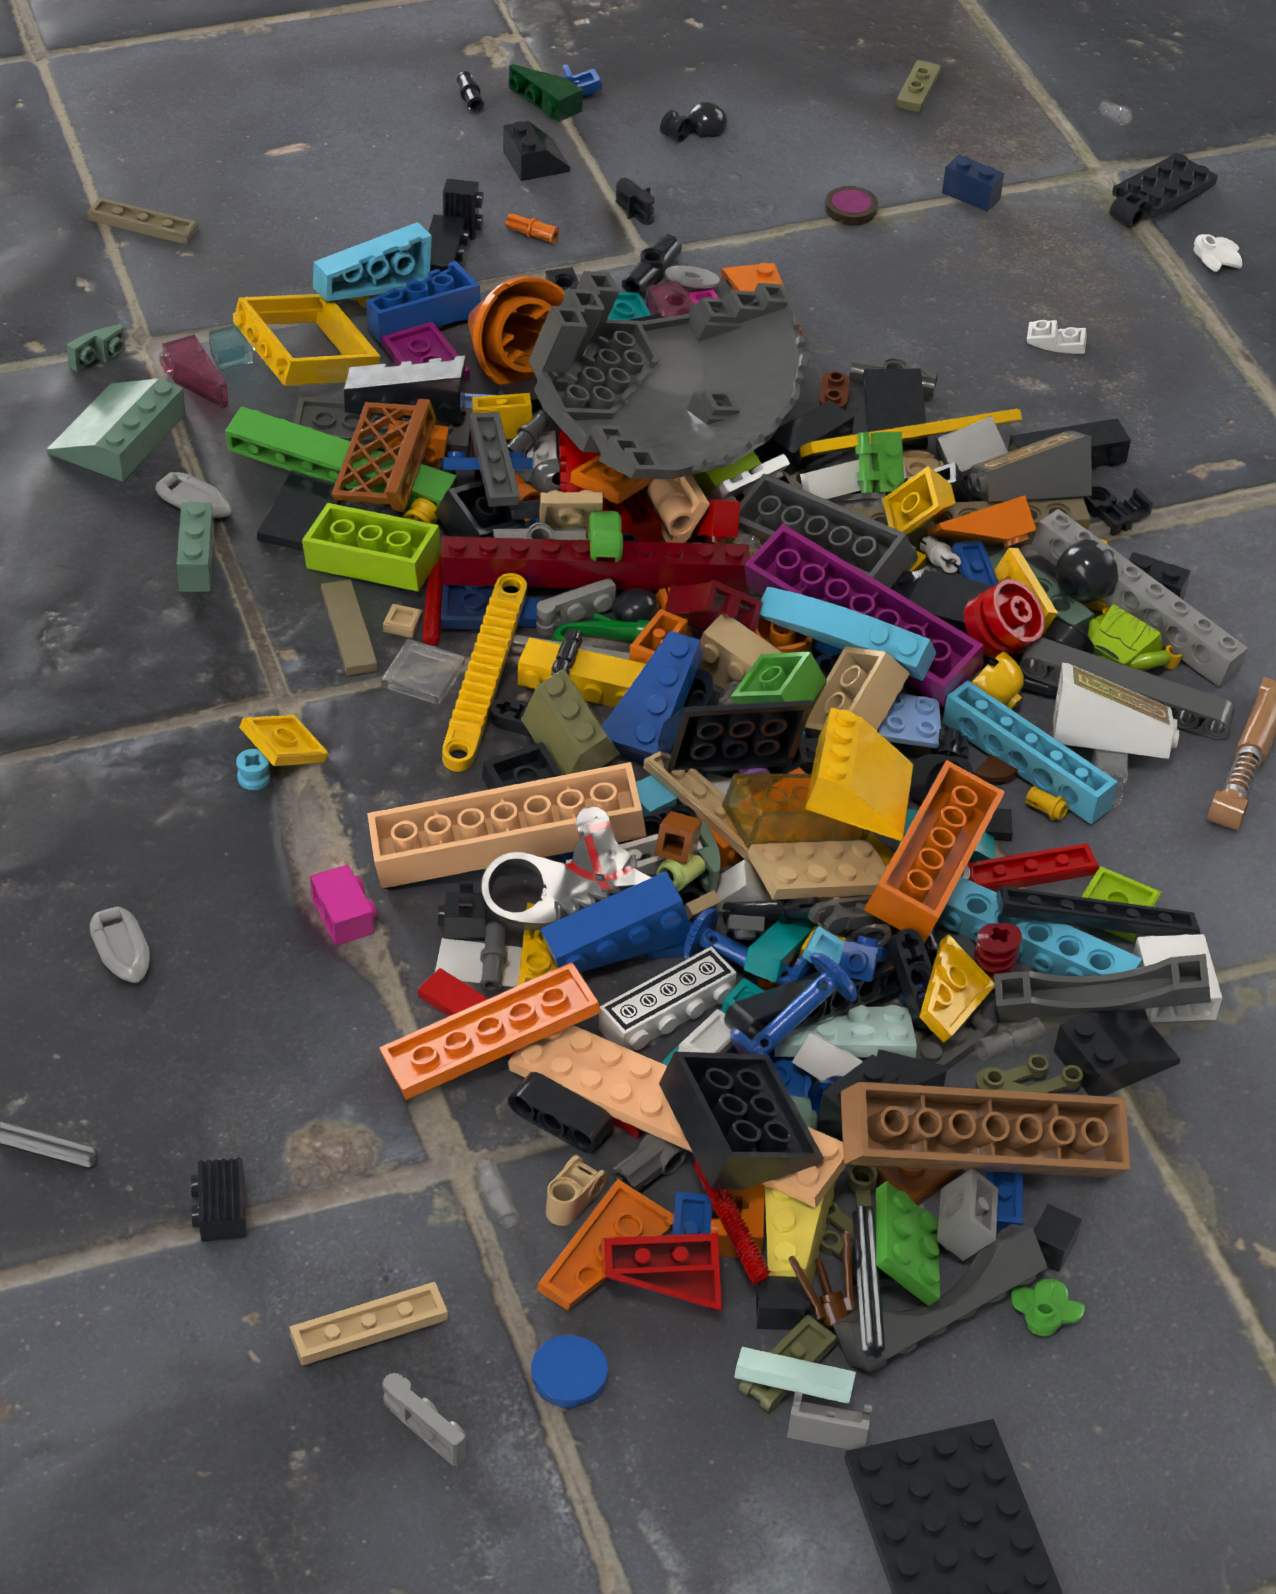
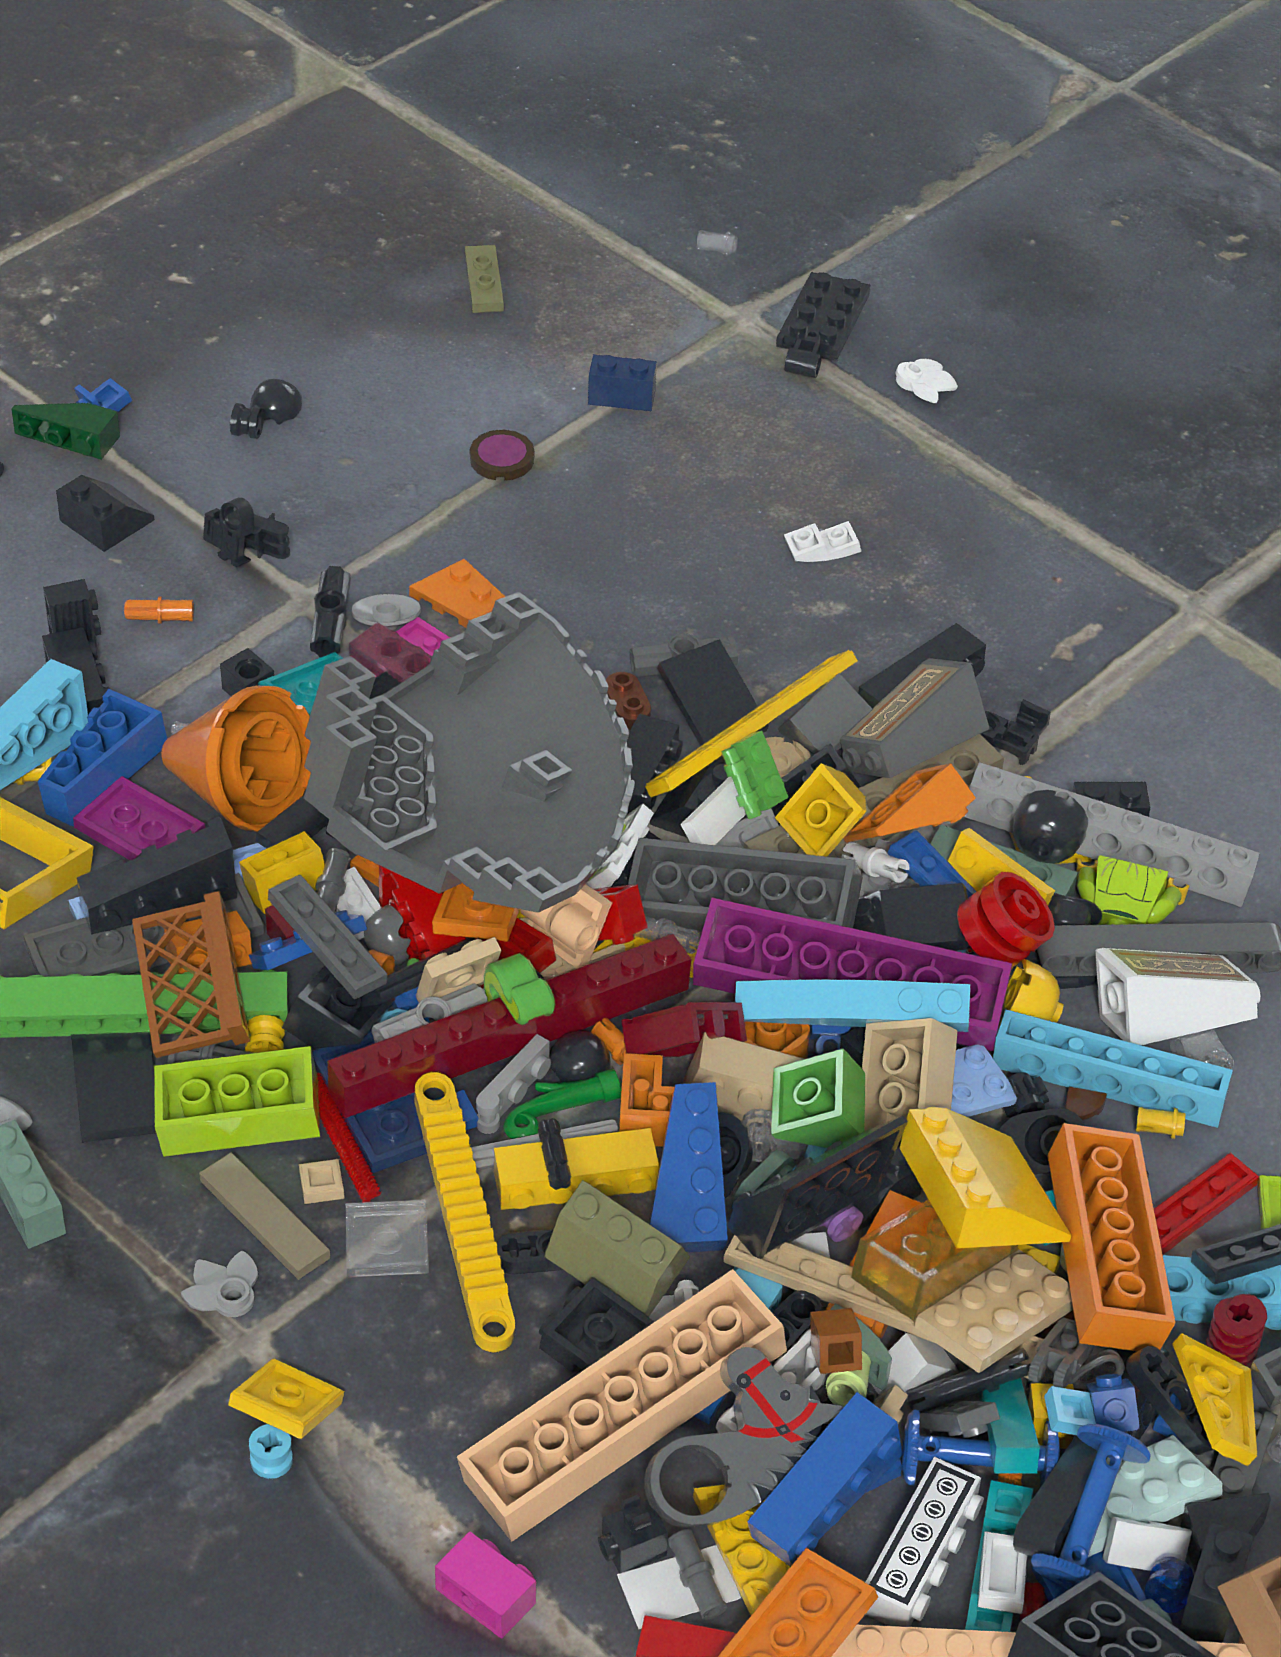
camera: 25 degrees left, 0 degrees up
(291, 661) = (218, 1285): none -> light grey plate
(610, 188) = (228, 533): none -> black piece

